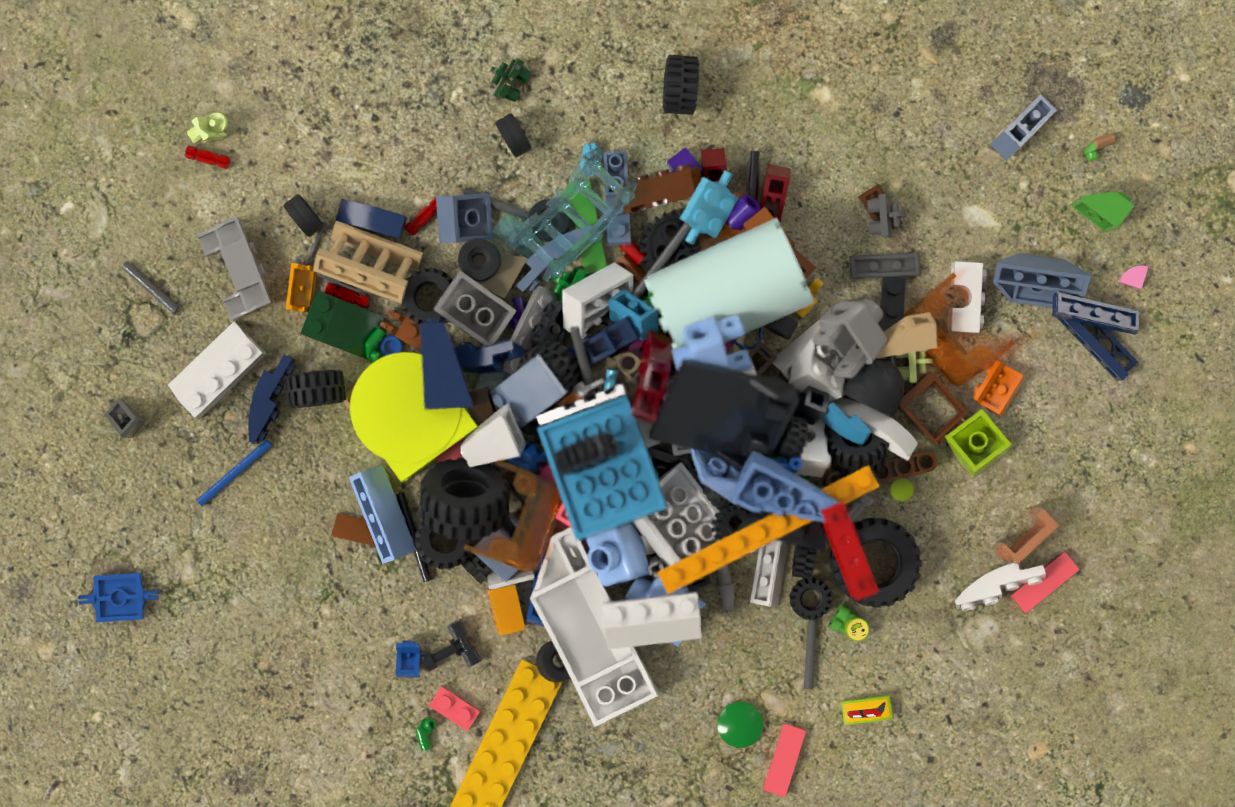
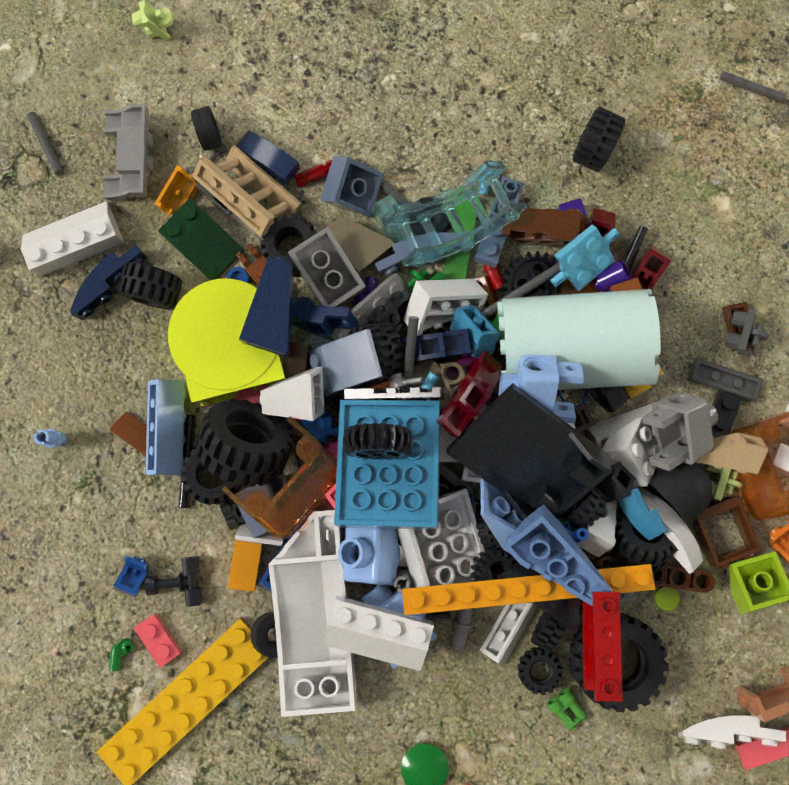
camera: 25 degrees right, 5 degrees down
(207, 157) = (144, 49): red axle -> none
(234, 472) = (47, 337): blue bar -> none
(277, 568) = (50, 438): none -> light blue pin
(347, 295) = (219, 217): red axle -> none
(372, 347) = (220, 269): green arm -> none
(466, 255) = (350, 212): black tyre -> none
(505, 89) = (435, 89): dark green hips -> none
(513, 135) = (426, 129): black tyre -> none
(810, 654) = (518, 726): dark grey bar -> none
(857, 629) = (574, 719): tile -> none

